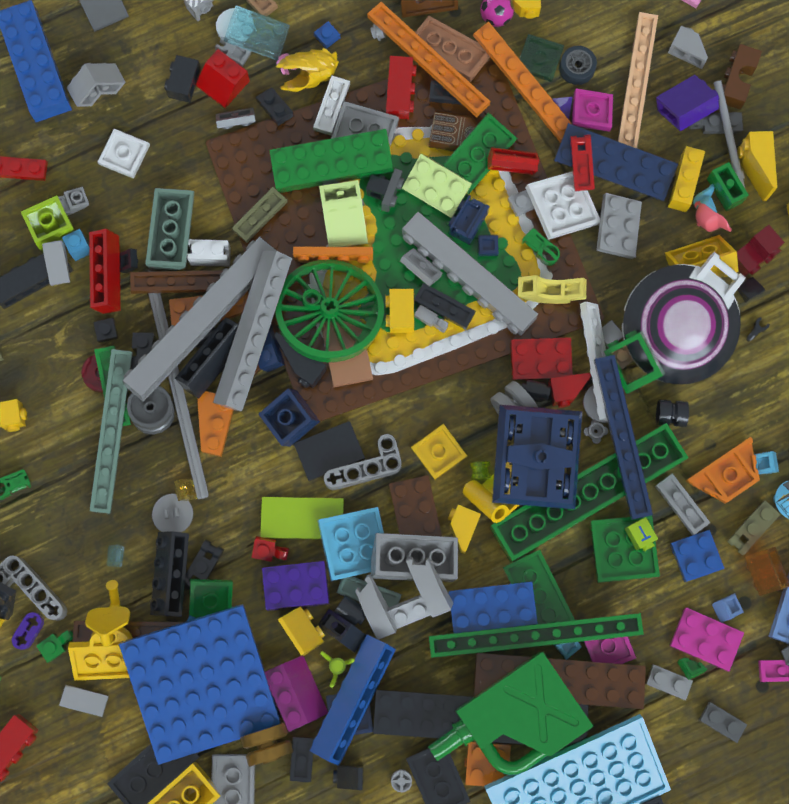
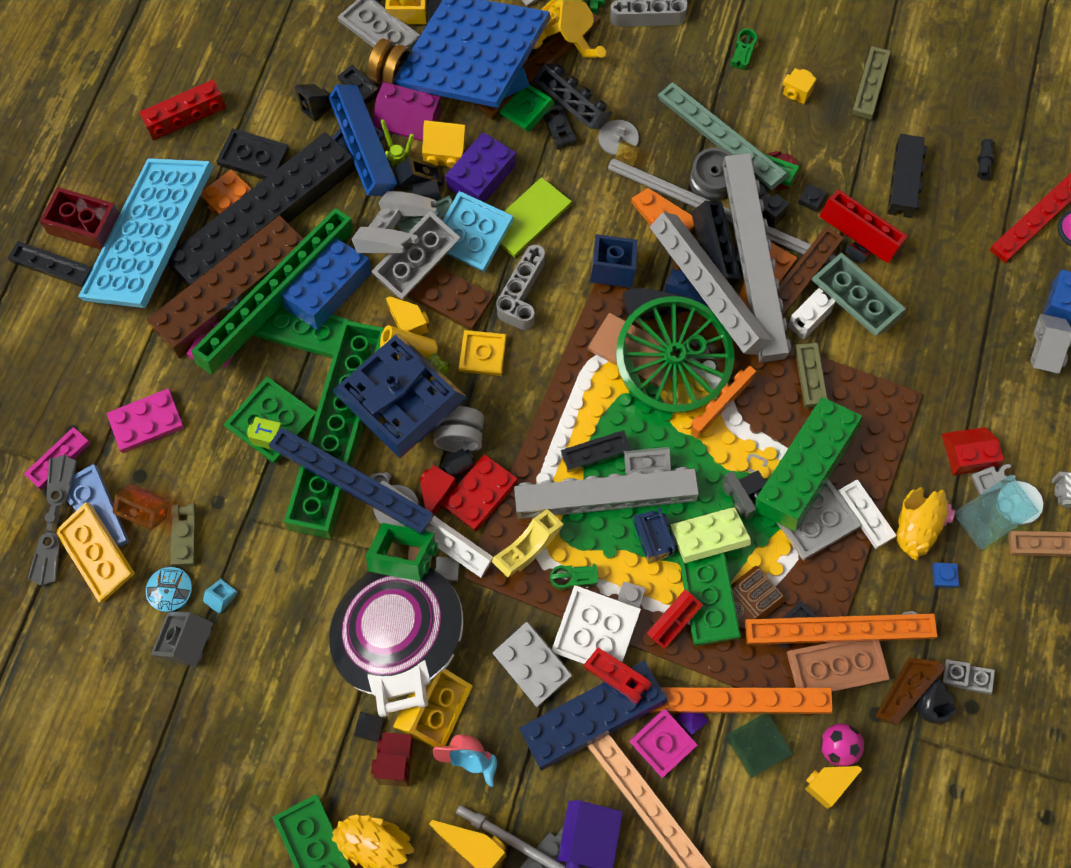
camera: 135 degrees right, 10 degrees down
(47, 222) = (942, 216): lime slope -> none
(56, 262) = (900, 192): light grey slope -> none
(74, 200) = (952, 247): light grey slope -> none
(77, 244) = (907, 222): dark azure brick -> none
(115, 556) = (621, 78): clear light blue slope -> none
(123, 153) = (964, 323): white tile -> none
(182, 78) = (999, 417): black brick -> none
(239, 117) = (923, 430): plate -> none
(265, 550) = (526, 175): red plate -> none
(274, 106) = (907, 471): black plate -> none
(329, 450) = (561, 276): black tile -> none
(343, 214) = (751, 437): yellowish green slope -> none
(400, 86) = (834, 585): red brick -> none
(401, 310) = (623, 413): yellow brick -> none
(401, 785) = (279, 127): light grey wheel -> none
(430, 318) = (594, 431): light grey bar -> none
(488, 245) = (617, 535): dark blue tile -> none
(524, 705) = (232, 226): green piece -> none
(583, 57) = (733, 773): wheel -> none
(669, 682) = (146, 365): light grey plate -> none
(674, 413) = (333, 552): black wheel -> none
(682, 504) = (256, 495): light grey plate -> none
(686, 179) = (519, 765): yellow brick -> none
(691, 668) = (138, 389): green tile -> none
(697, 556) = (209, 471): blue plate -> none
(722, 722) = (79, 377): dark grey plate -> none
(727, 186) = (476, 794): green brick -> none
(727, 608) = (149, 458): medium blue slope -> none
(729, 473) = (241, 555): orange wing -> none
(756, 330) = (330, 697): black piece -> none

